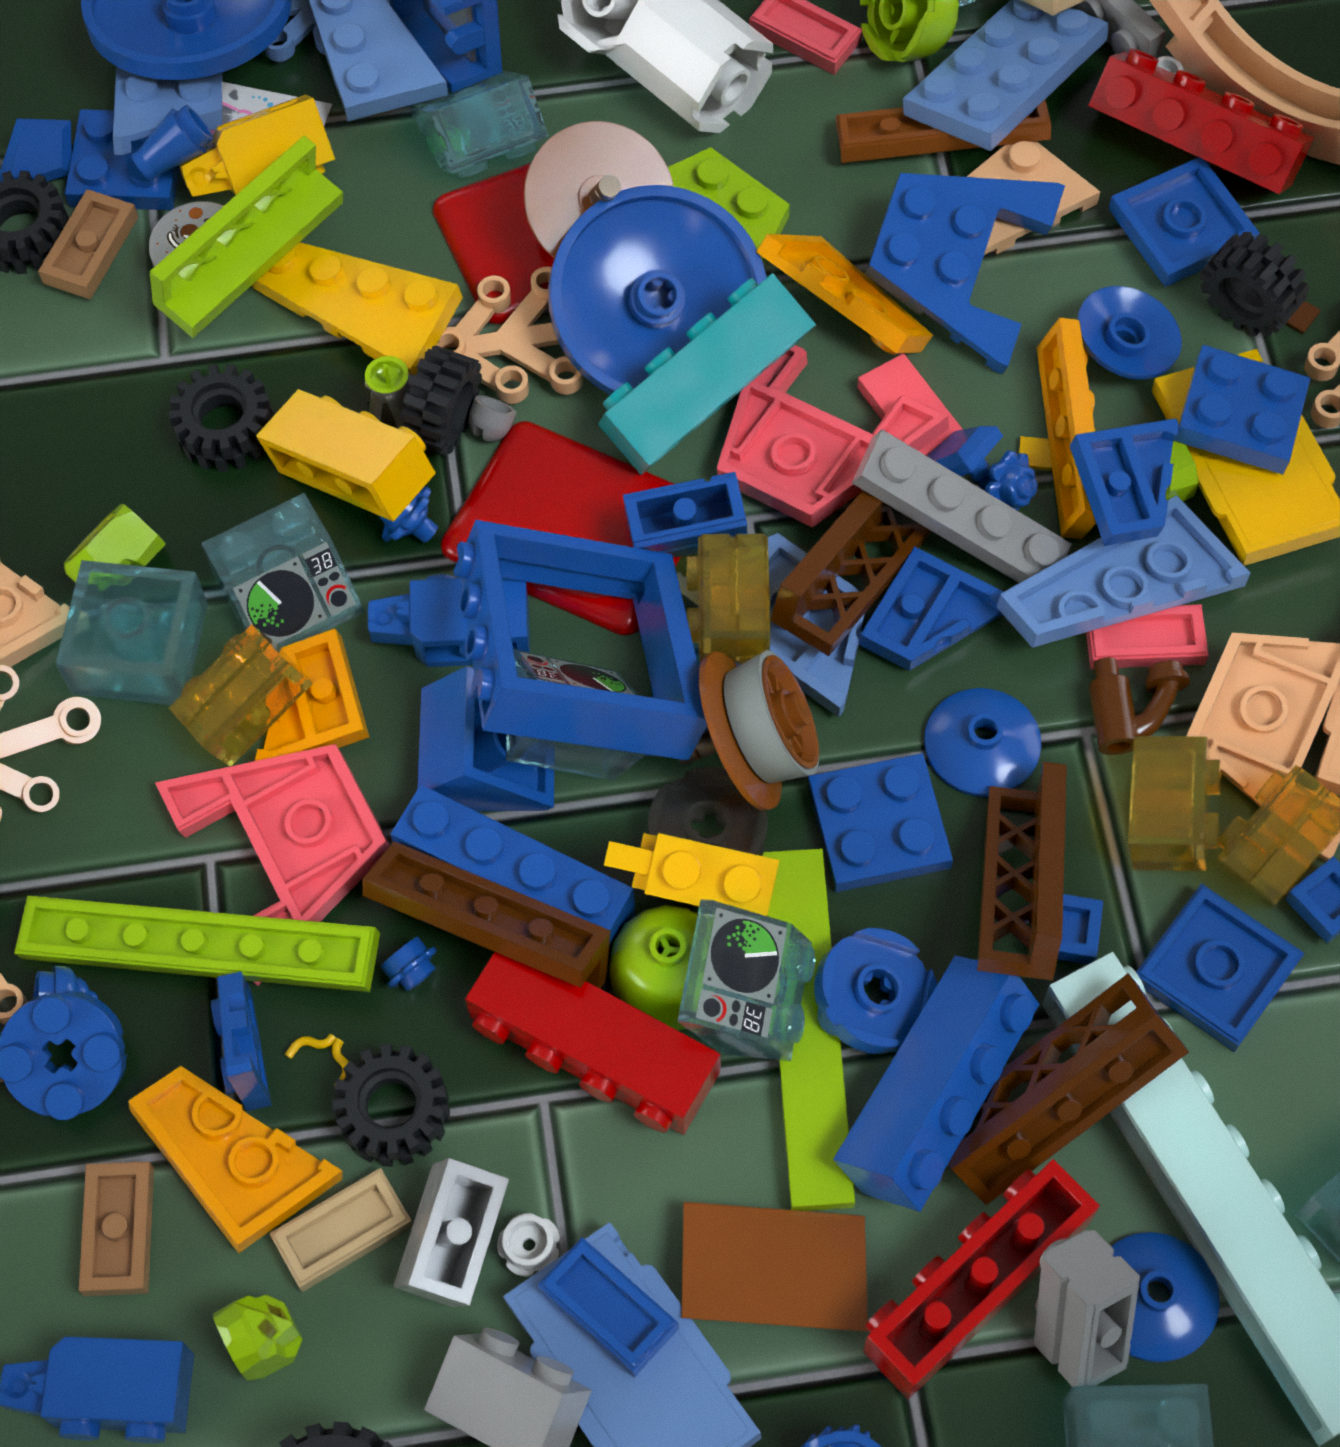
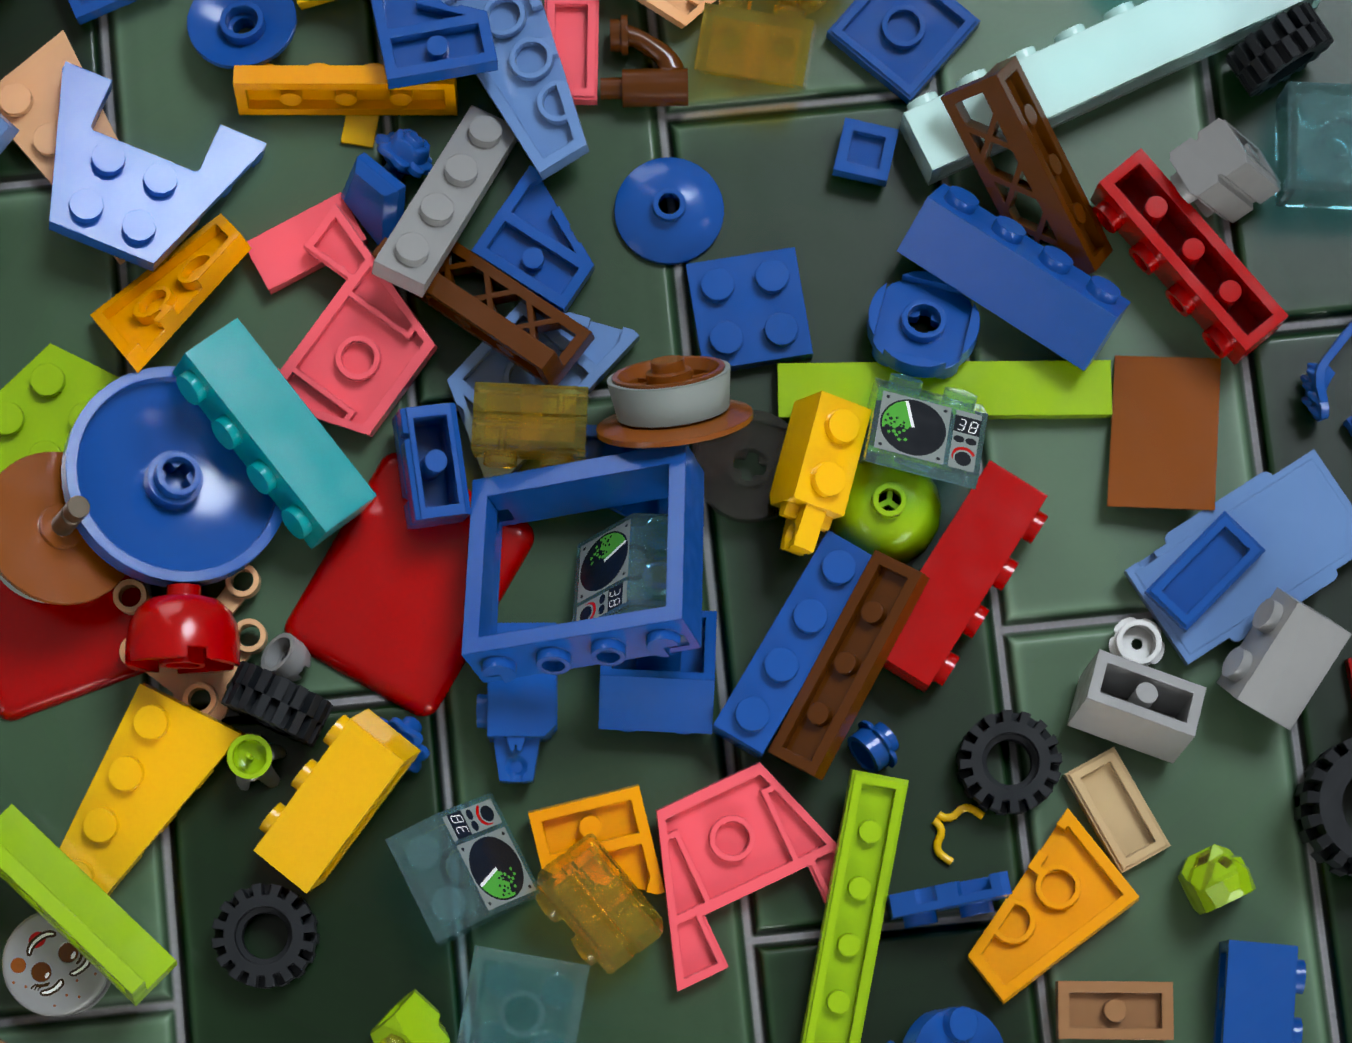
camera: 90 degrees left, 15 degrees up
(503, 306) = (183, 633): none -> red cylinder
(1044, 870) = (830, 159): reddish brown fence -> none
(1186, 1320) = (1163, 109): blue dish -> none
(1249, 1380) = (1279, 49): none -> black tyre

